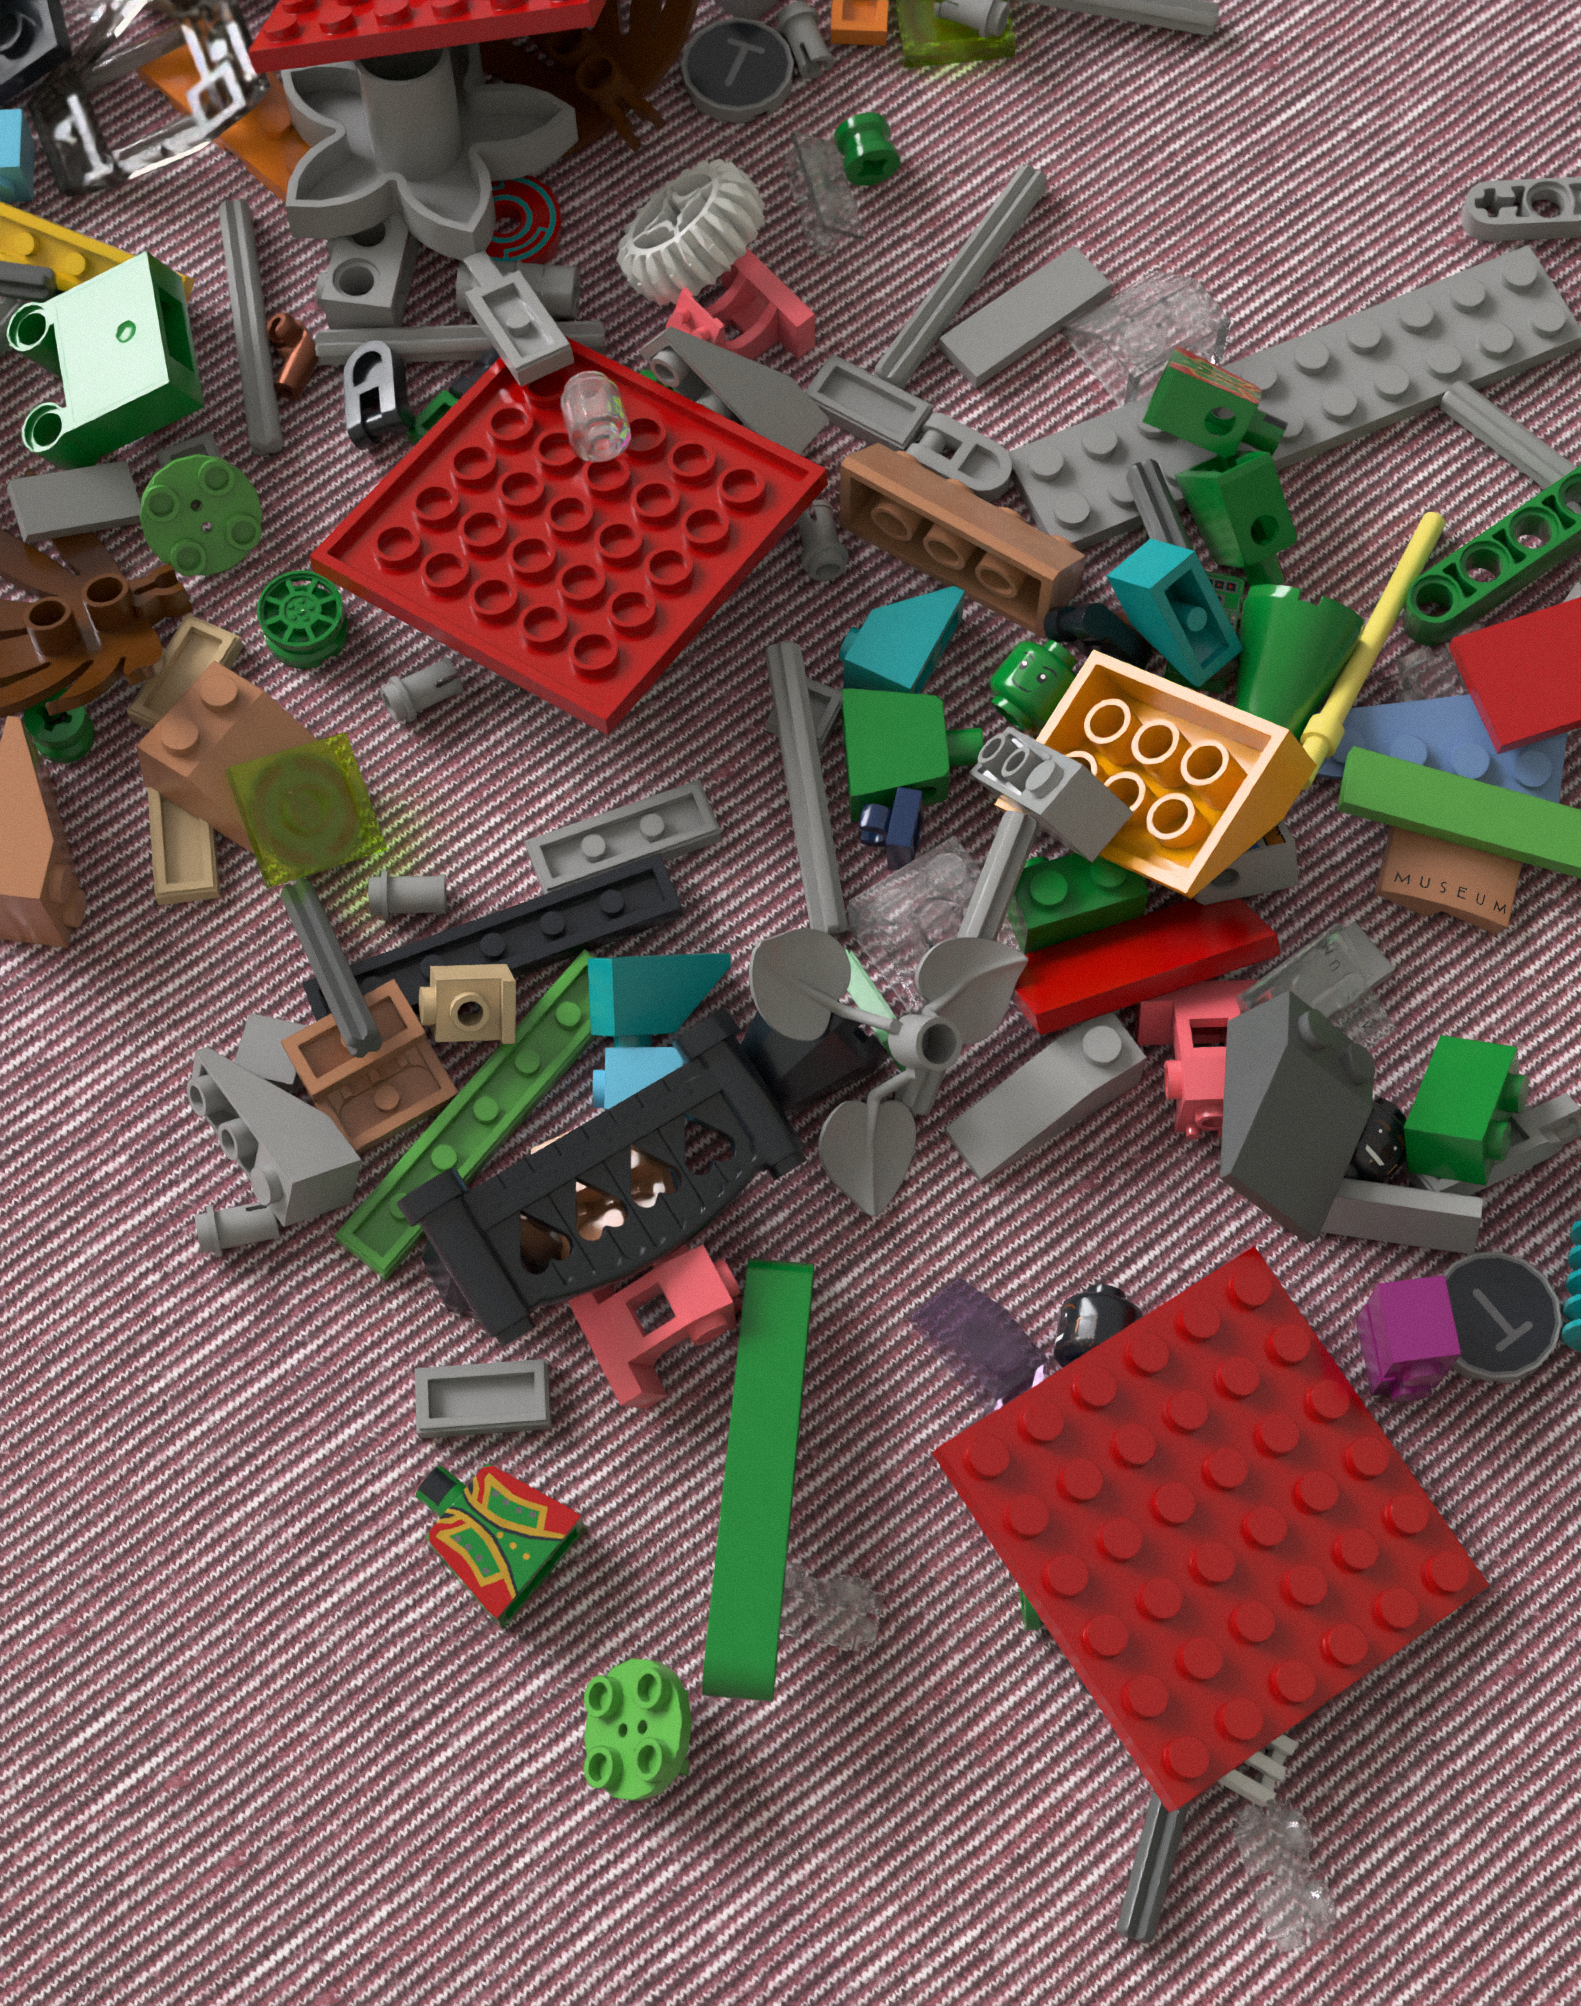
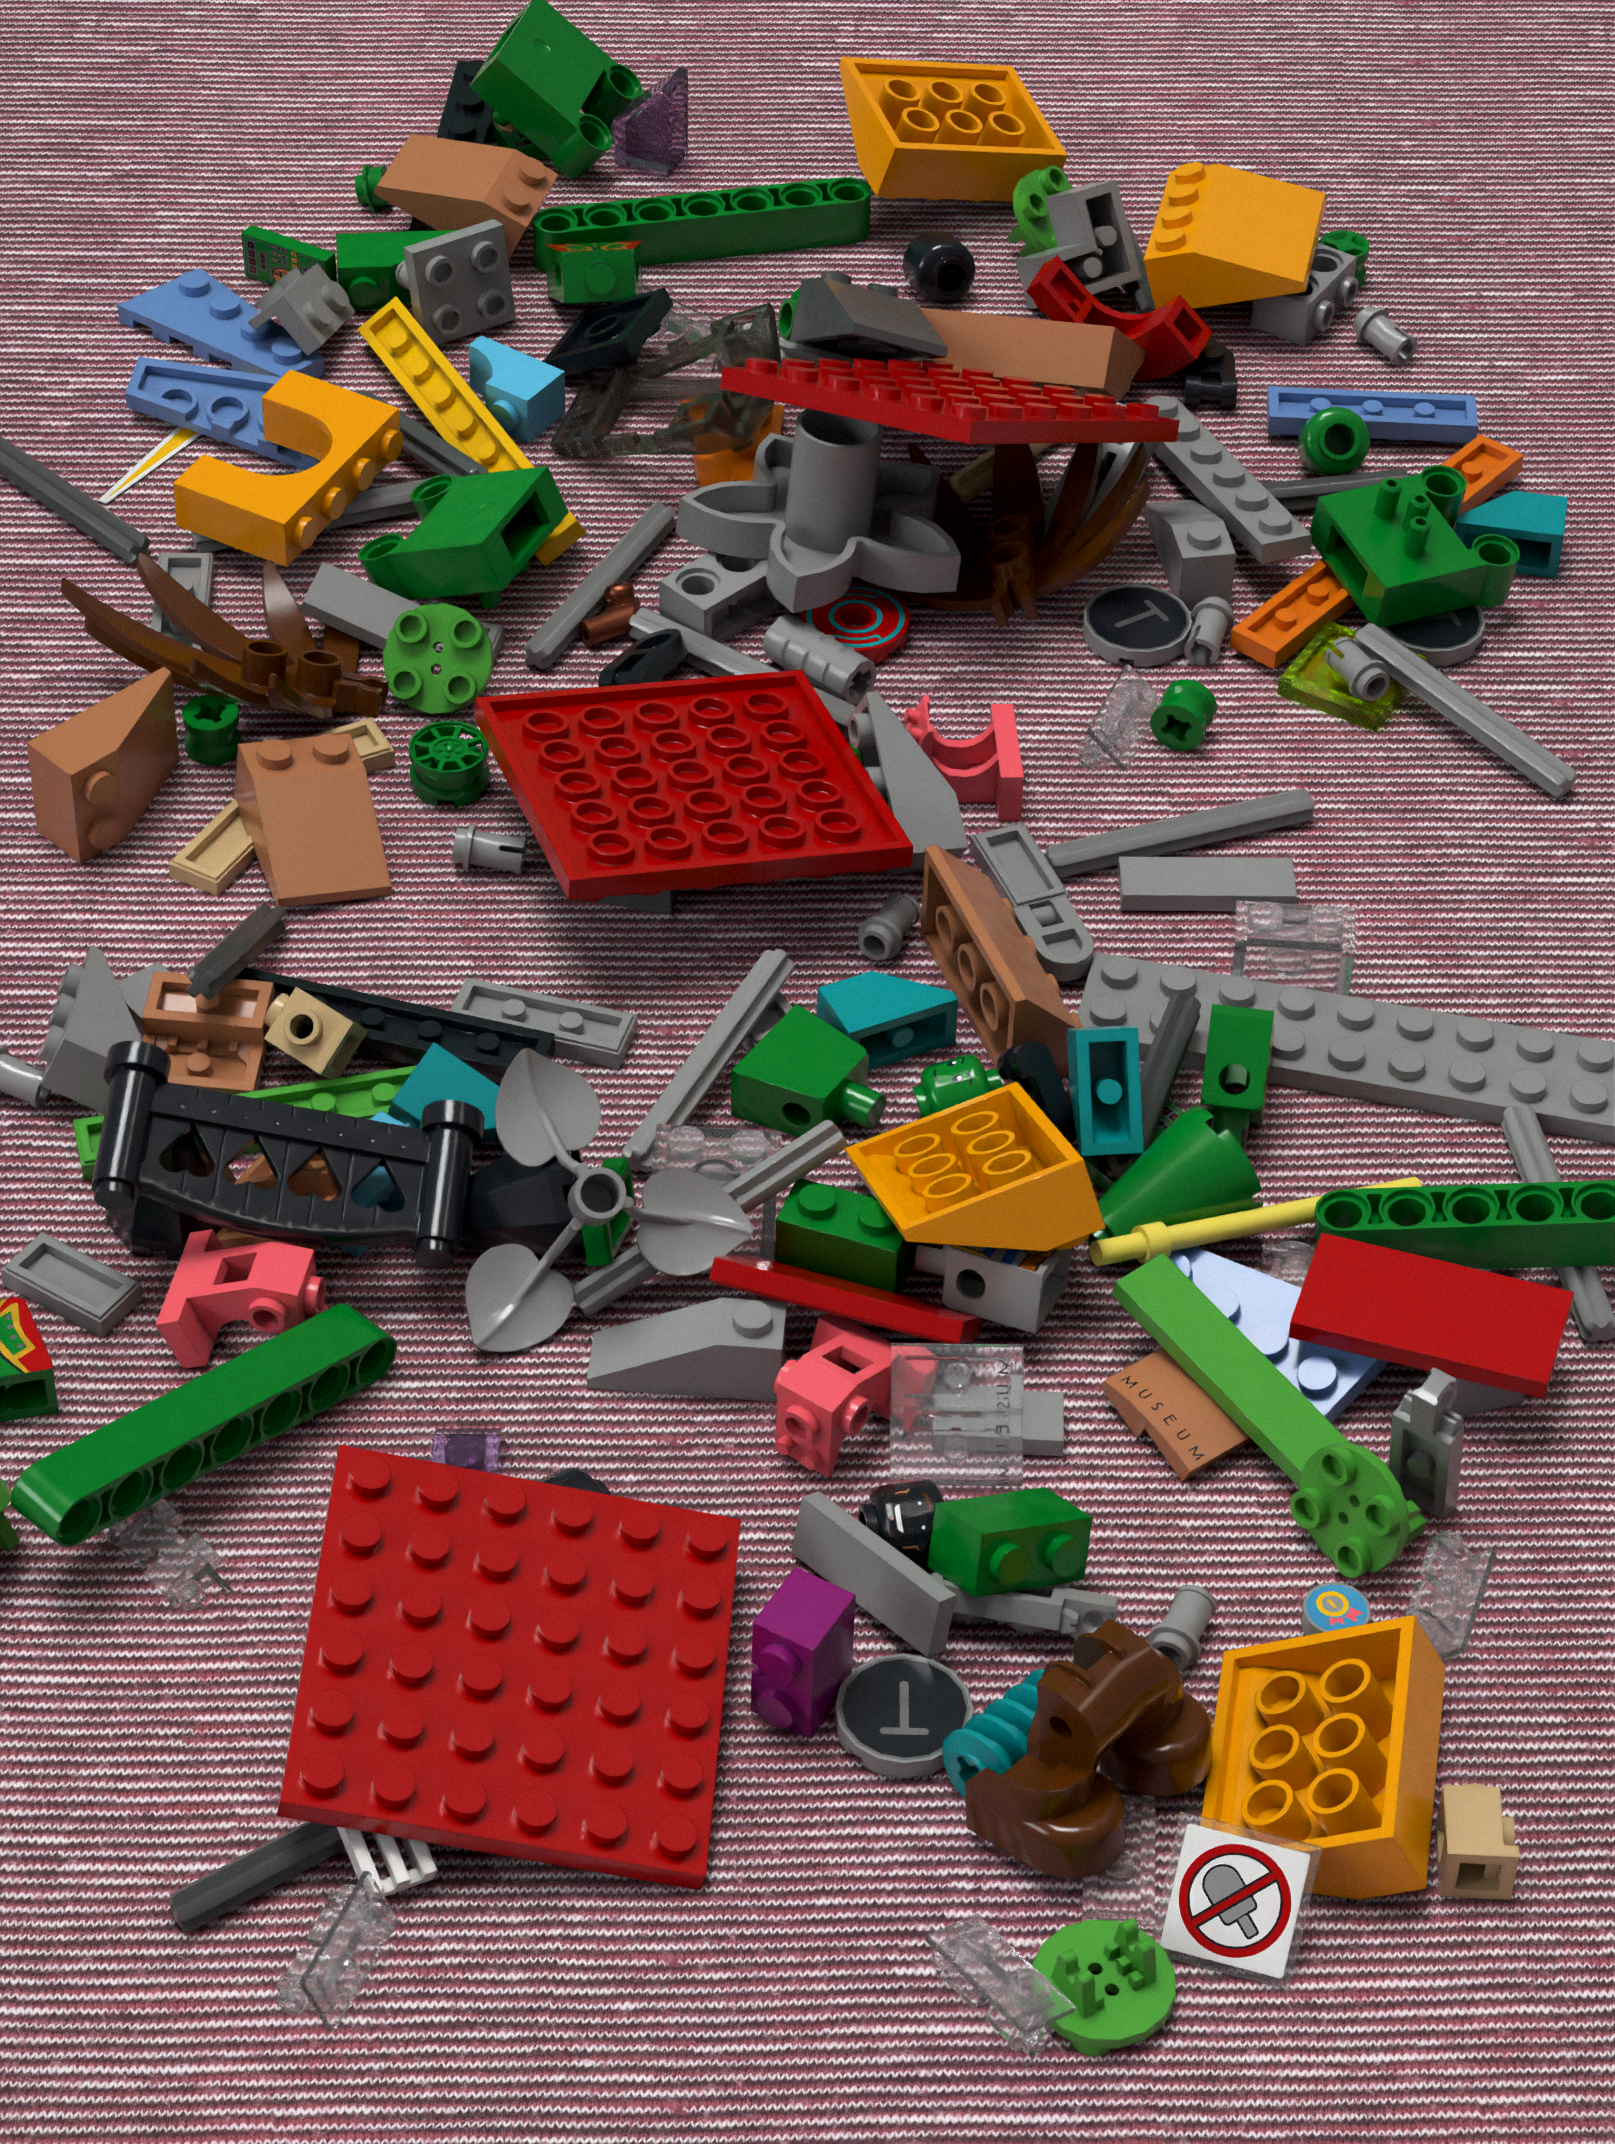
camera: 35 degrees right, 25 degrees down
(306, 810) = (323, 860): clear neon green tile -> none
(407, 894) = (334, 953): light grey pin -> none
(515, 321) = (777, 652): light grey hinge -> none
(595, 417) = (767, 724): clear brick -> none
(690, 231) = (979, 676): white gear -> none
(896, 828) = (761, 1112): dark blue tile -> none
(1052, 790) = (875, 1131): light grey slope -> none
(1195, 387) = (1267, 973): green torso -> none
(1292, 1110) = (845, 1427): dark grey slope -> none

